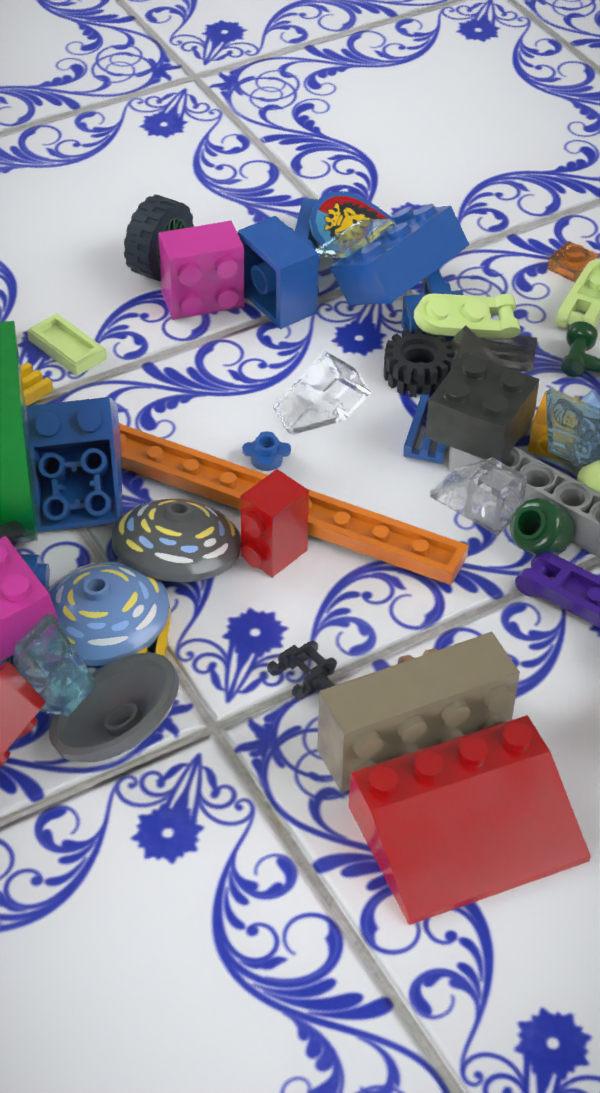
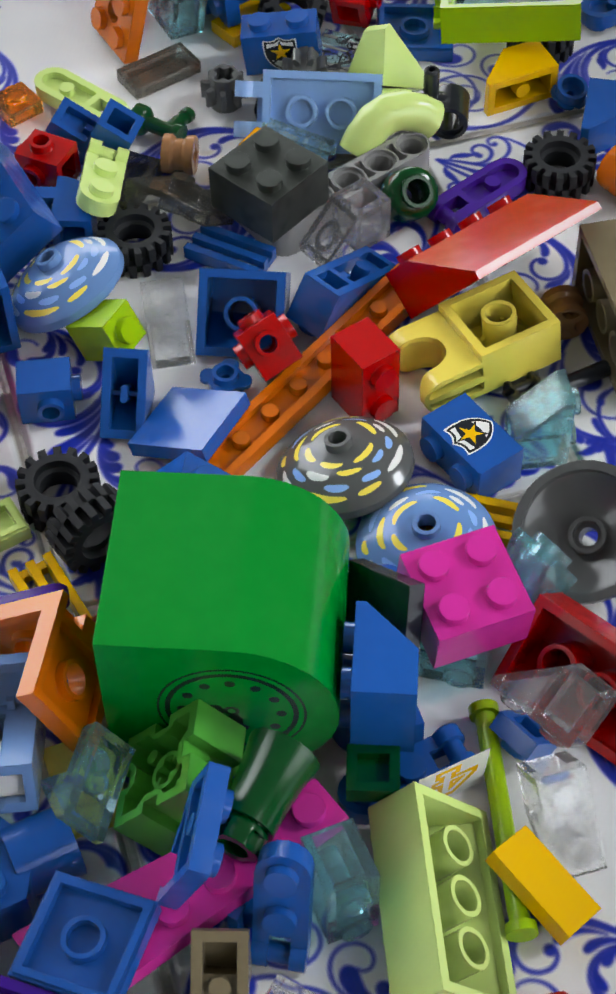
camera: 75 degrees left, 5 degrees up
(61, 379) = (83, 527): none -> black tyre
(114, 358) = (48, 472): none -> black tyre
(198, 431) = (189, 422): none -> blue tile
(217, 622) = (470, 447): none -> blue brick
(218, 343) = (47, 390): none -> blue brick
(223, 390) = (125, 391): none -> blue slope
(248, 668) = (545, 421): none -> clear light blue slope
(289, 358) = (107, 325): none -> lime brick
(297, 453) = (280, 351): none -> red brick
(337, 320) = (66, 283): none -> medium blue dish
(349, 442) = (228, 297): none -> blue slope
(352, 608) = (480, 341): none -> light yellow brick
(392, 493) = (335, 288): none -> blue slope
(455, 575) = (481, 247): none -> red slope
(488, 278) = (47, 157): none -> red brick
(539, 302) = (114, 127): none -> blue brick
(542, 363) = (179, 154): none -> medium nougat wheel

